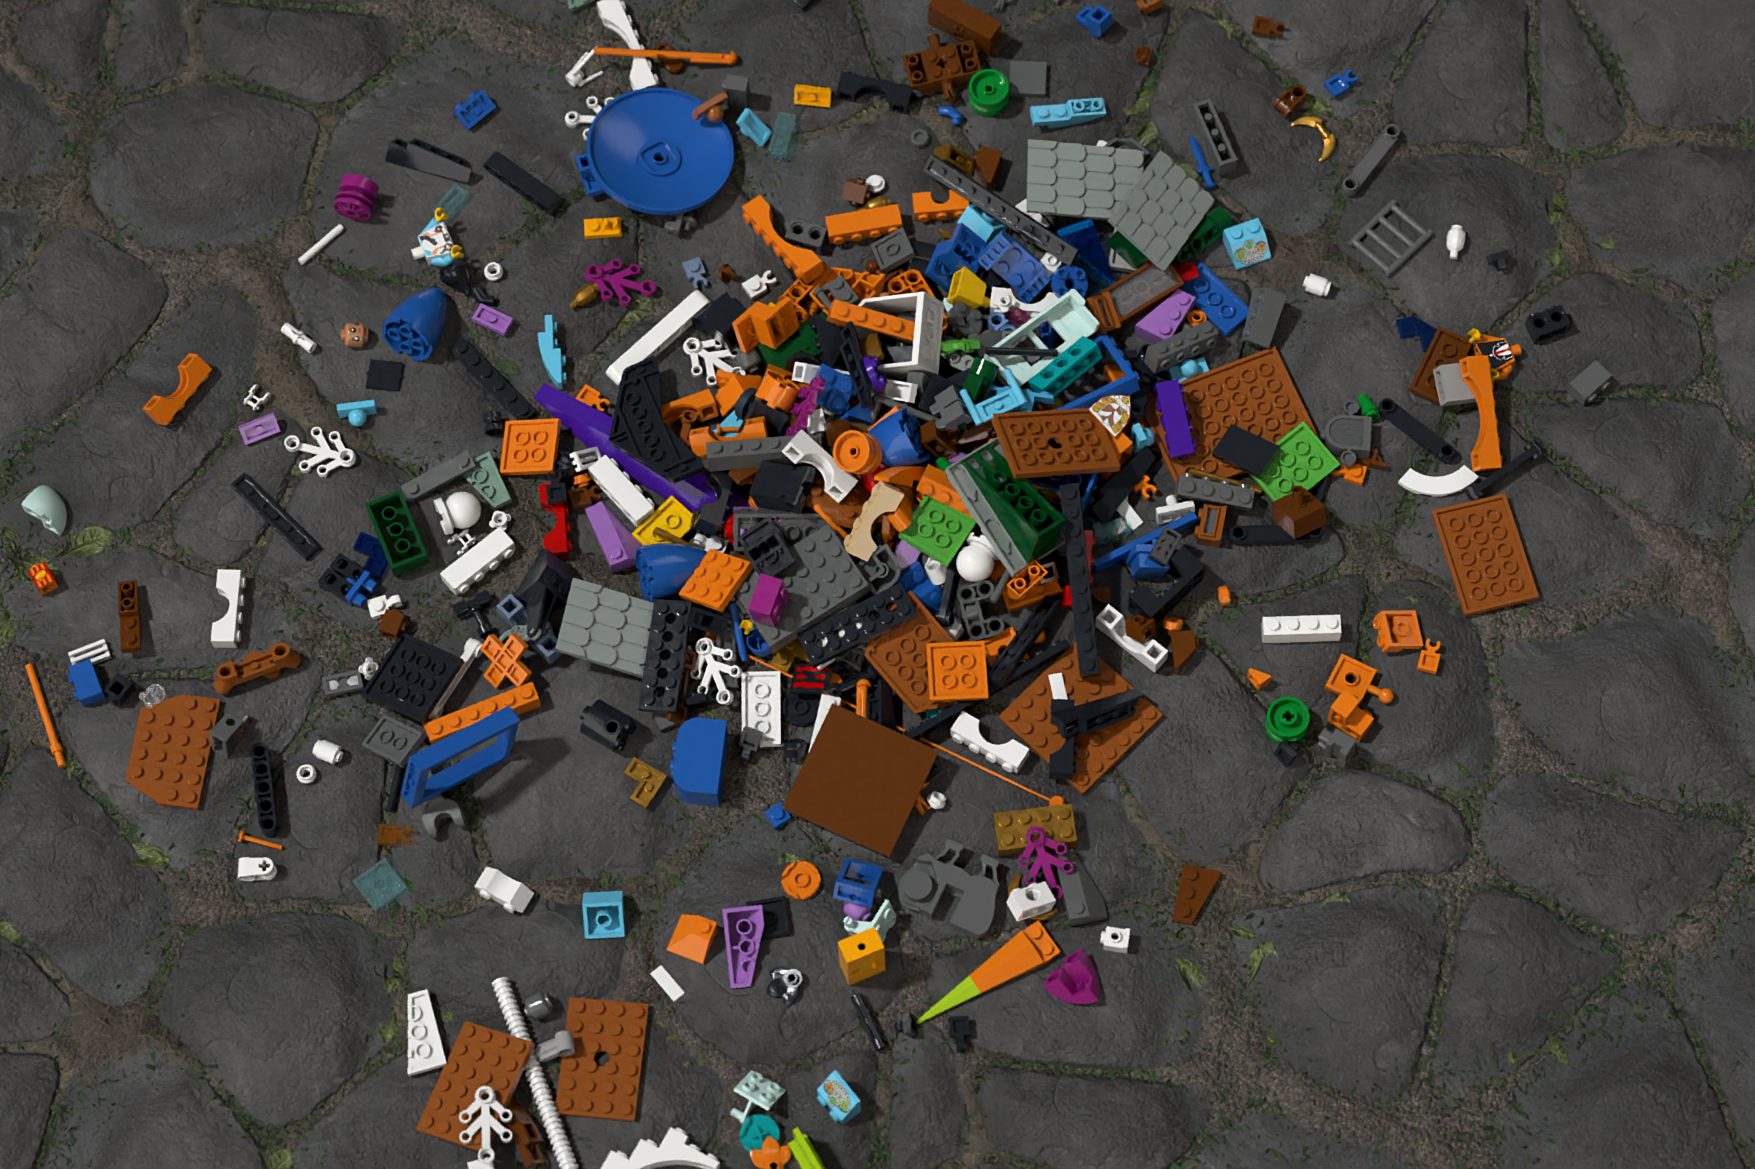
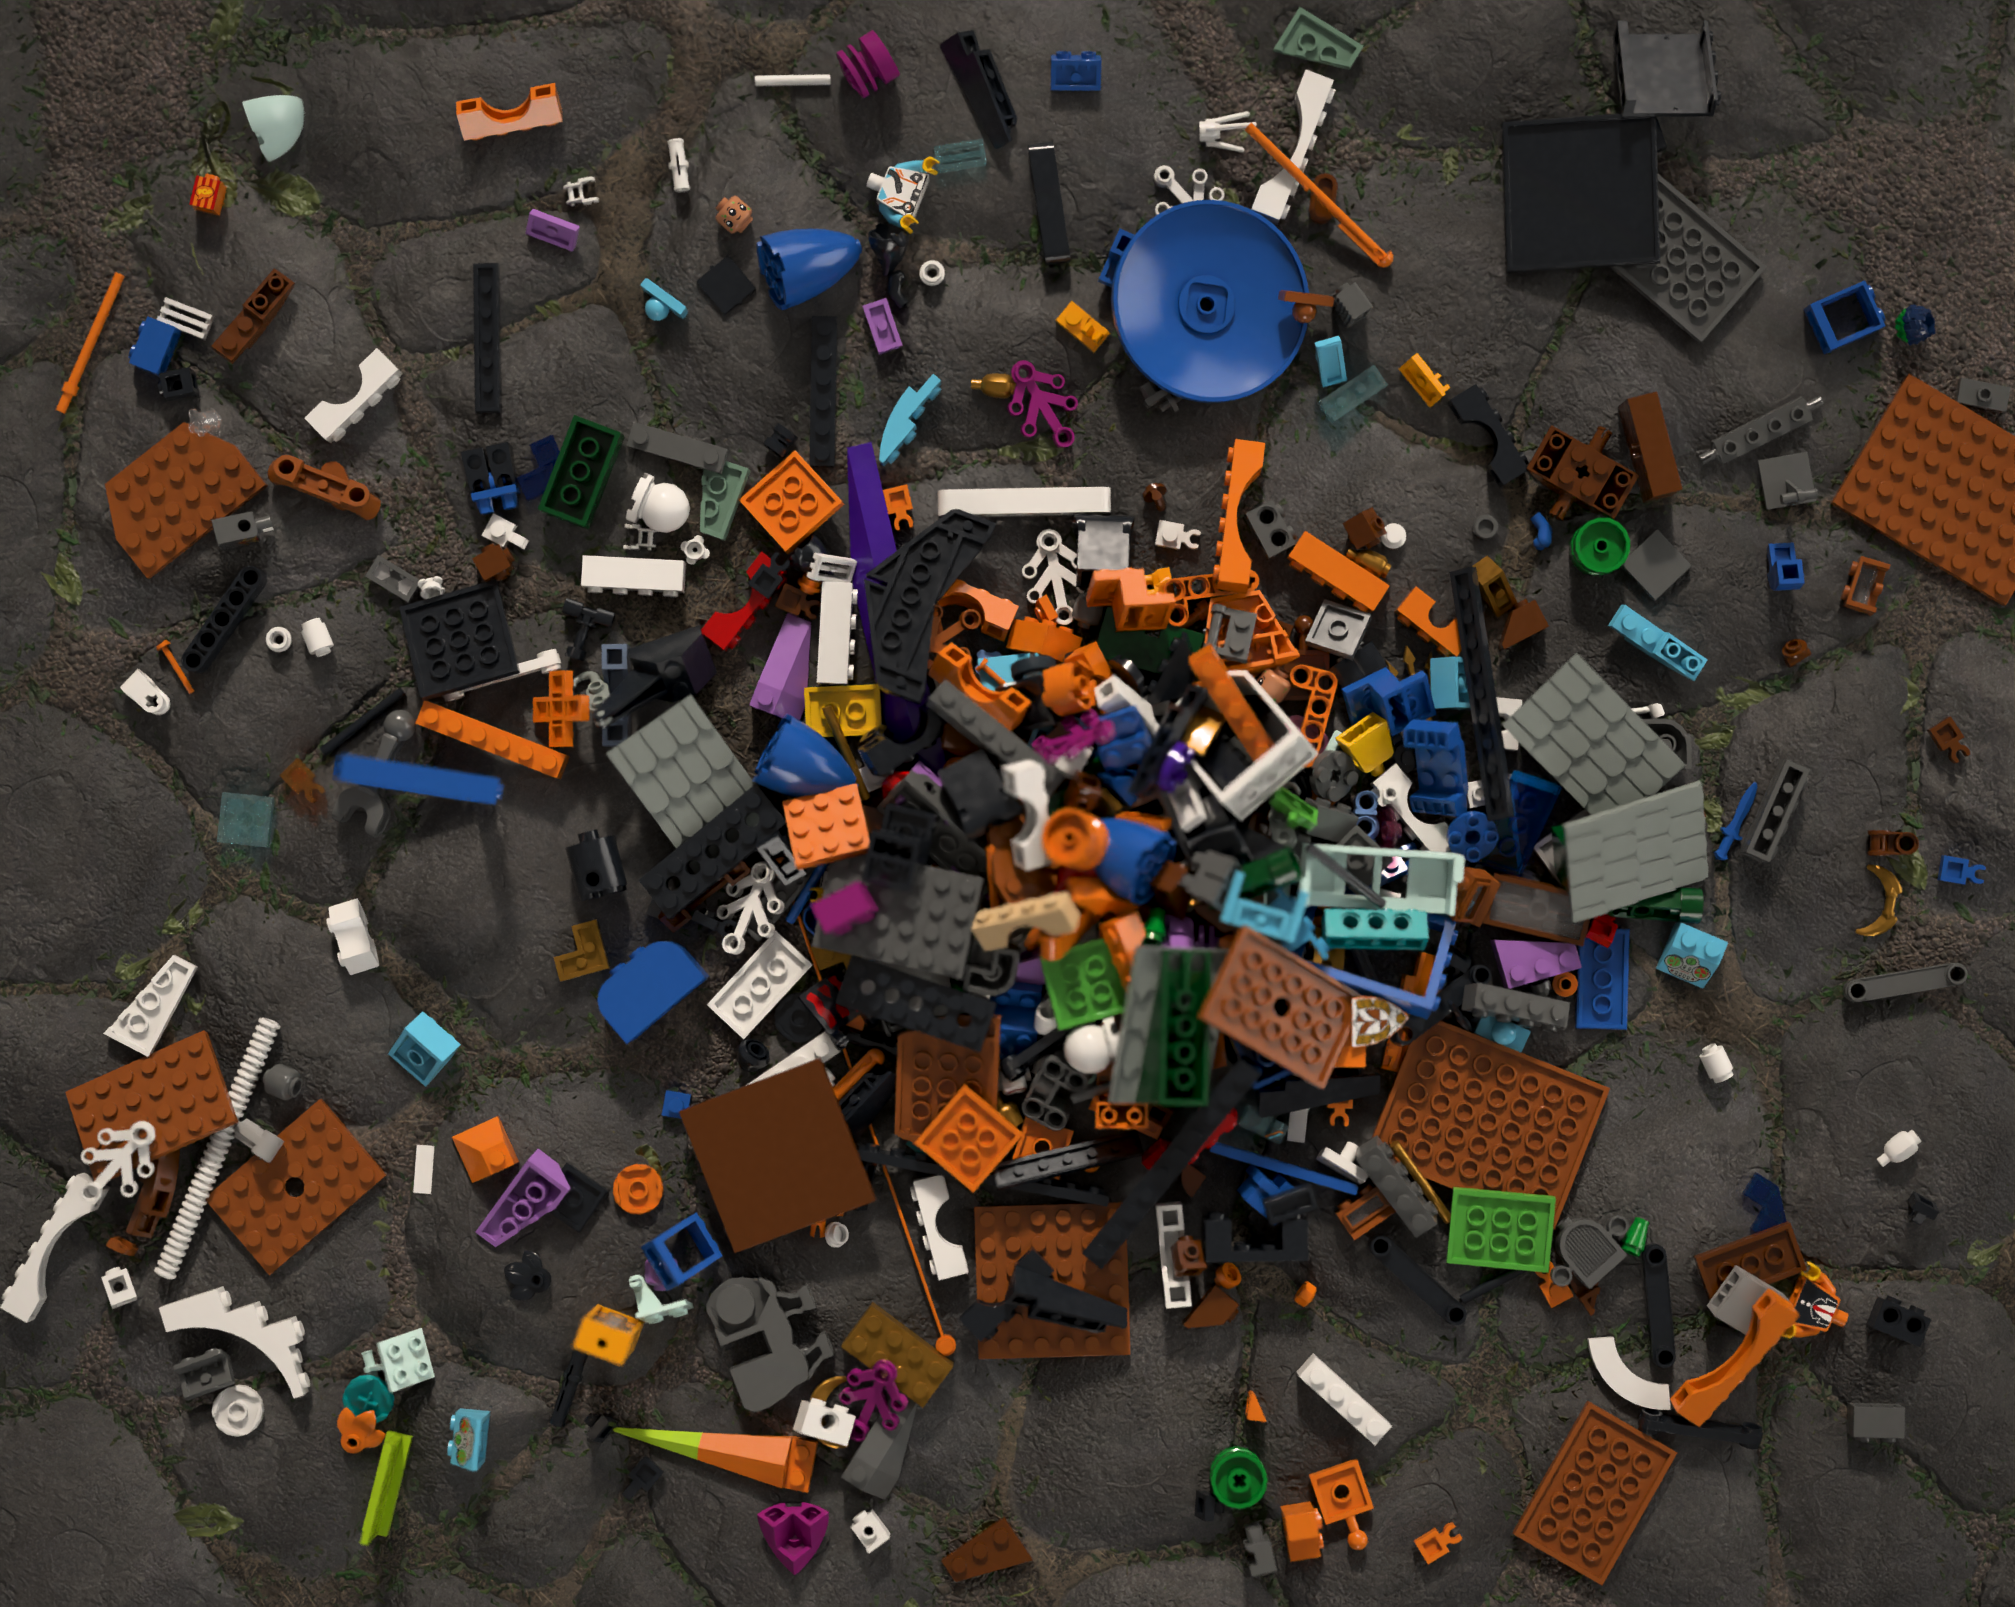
camera: 40 degrees right, 20 degrees up
(322, 452) = (593, 314): white plant -> none
(393, 740) = (384, 688): dark grey plate -> none
(695, 271) = (1127, 460): sand blue plate -> none
(751, 741) = (715, 1012): black plate -> none
(1057, 686) = (1055, 1237): white sticker -> none
(1141, 437) = (1383, 1062): medium azure tile -> none
(1174, 419) = (1433, 1076): dark purple wedge -> none
(1246, 451) = (1469, 1174): black tile -> none
(1263, 316) = (1628, 1049): dark grey wedge -> none
(1299, 512) = (1456, 1287): reddish brown brick -> none
(1398, 630) = (1433, 1489): orange plate -> none
(1400, 258) = (1853, 1110): dark grey bar -> none

